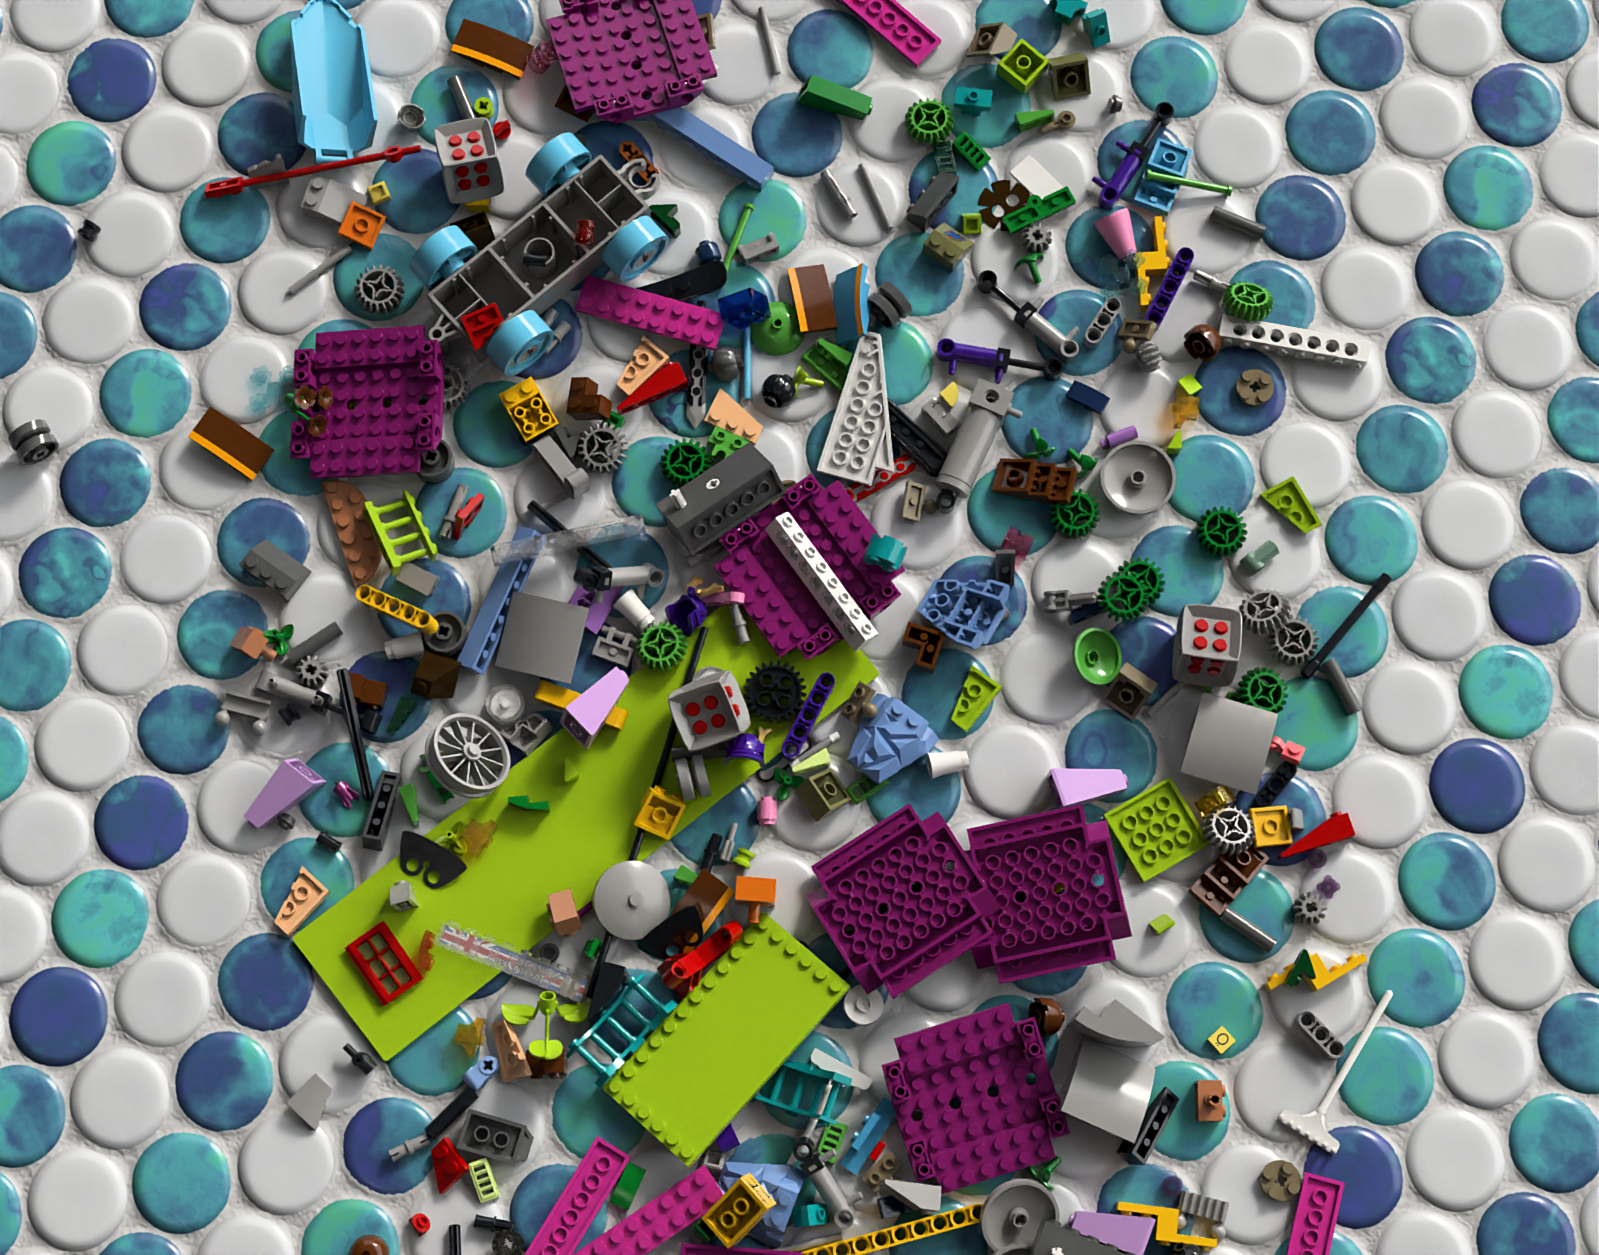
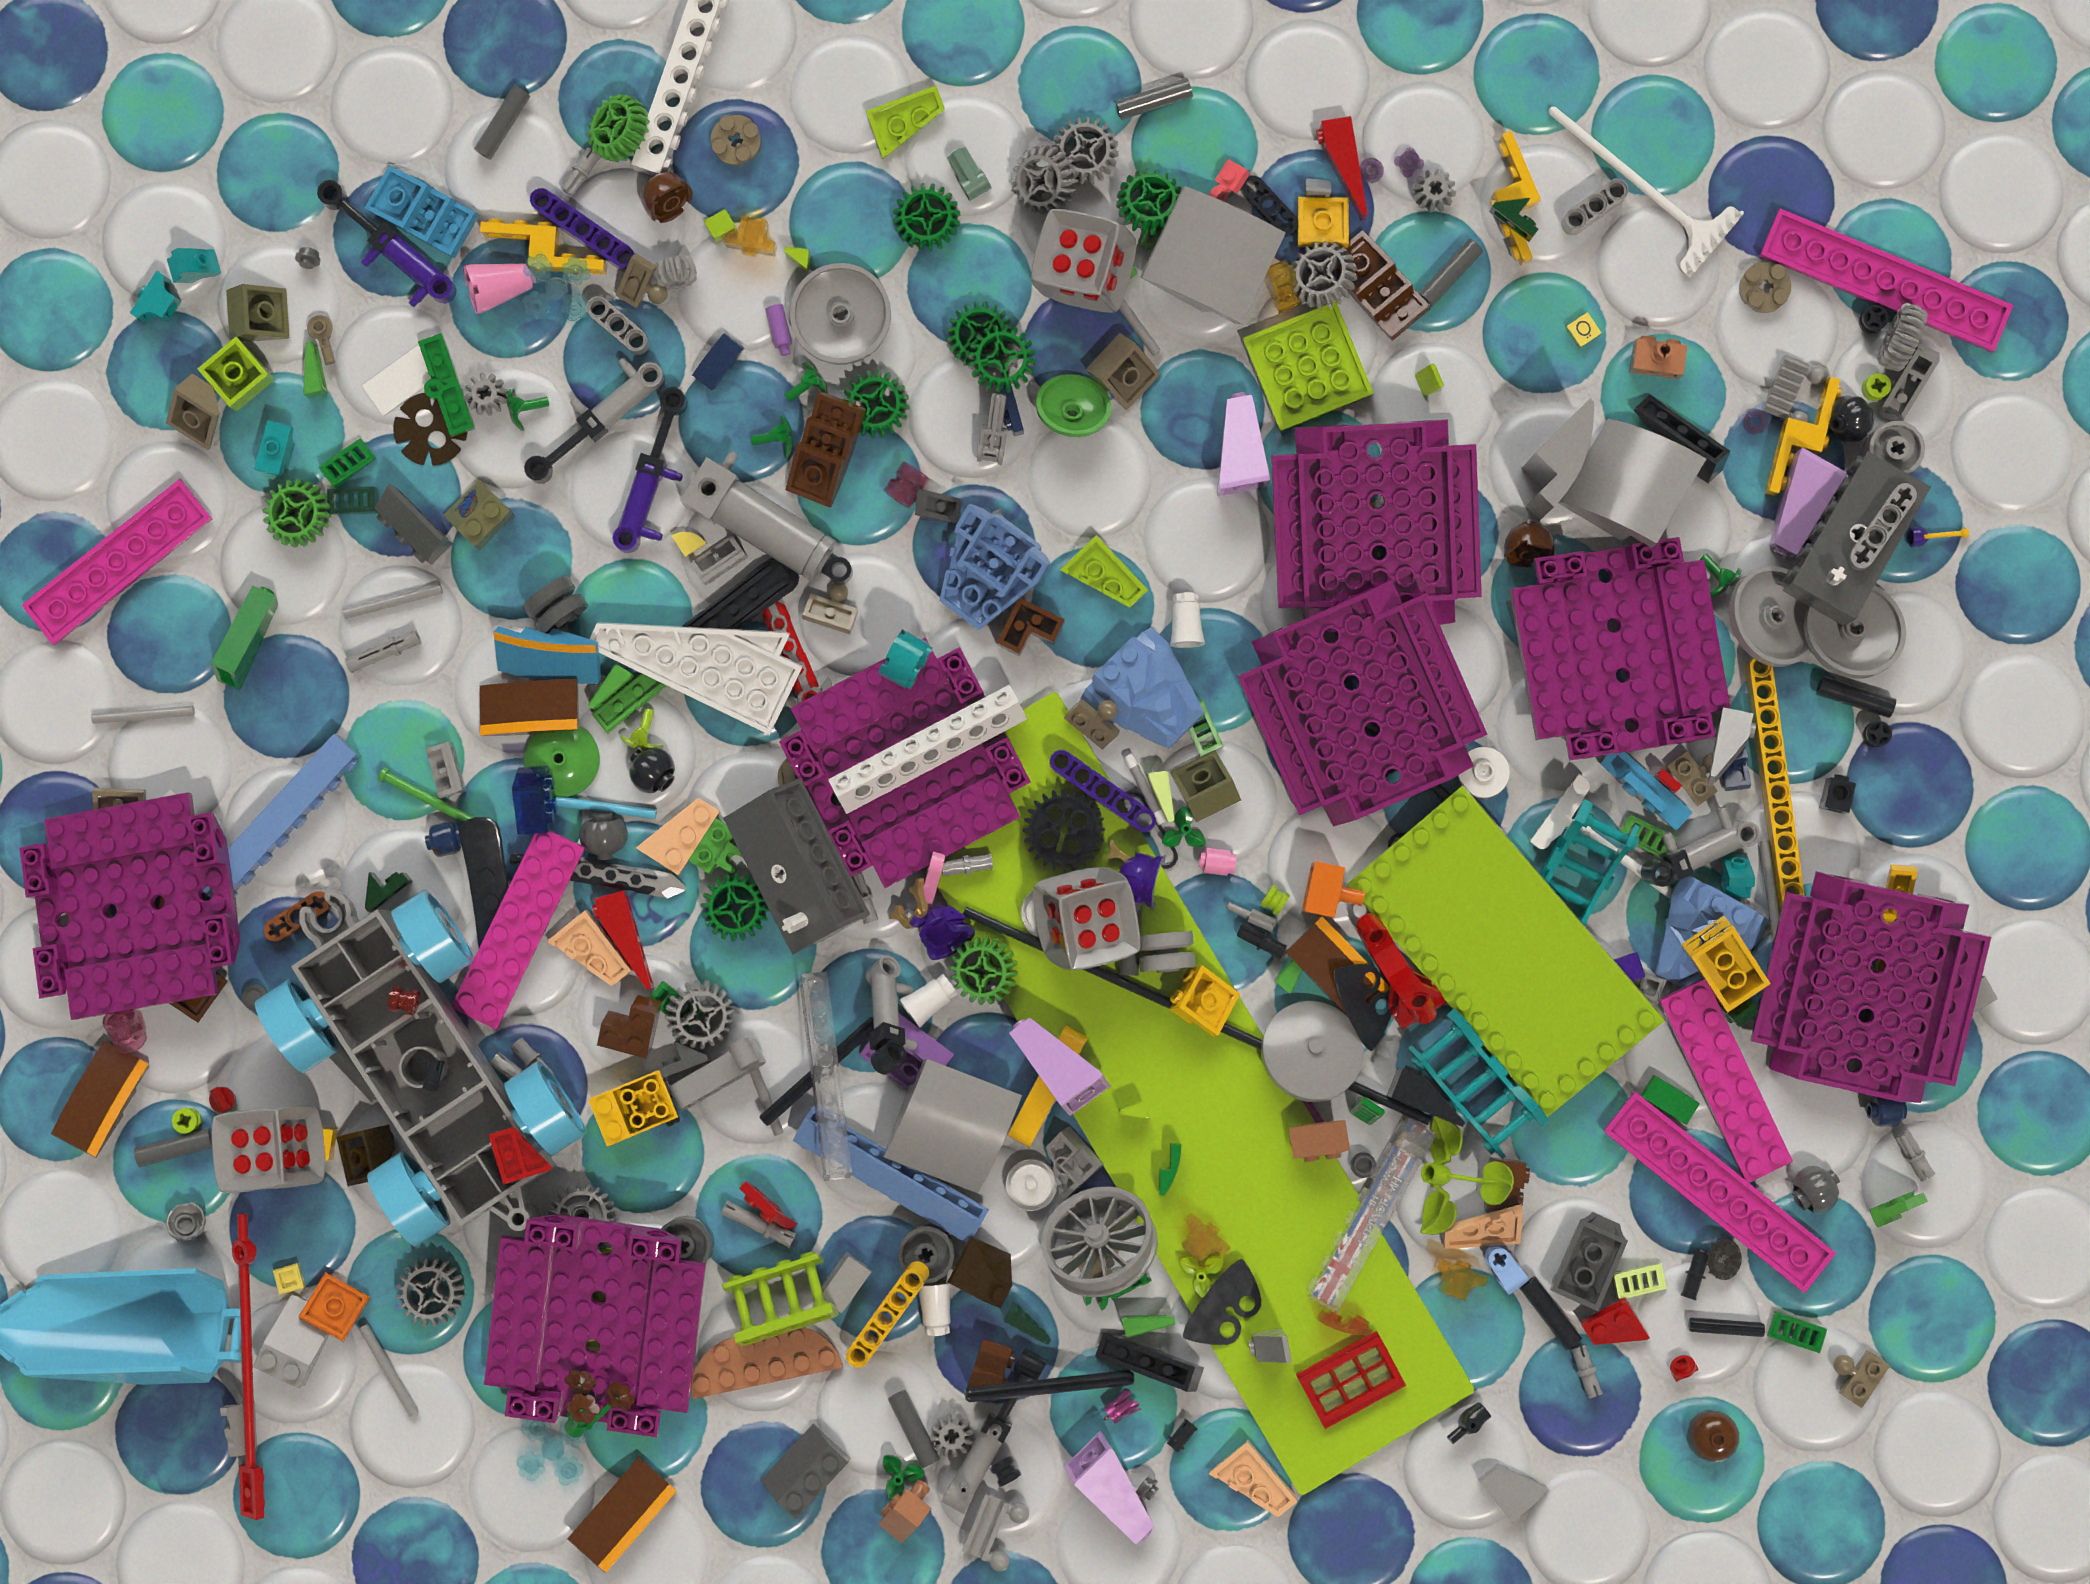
camera: 75 degrees left, 10 degrees up
(612, 651) = (978, 1035): light grey plate -> none
(971, 223) = (449, 478): lime slope -> none
(1187, 182) = (453, 129): bright green bar -> none
(1313, 665) = (1030, 30): black piece -> none

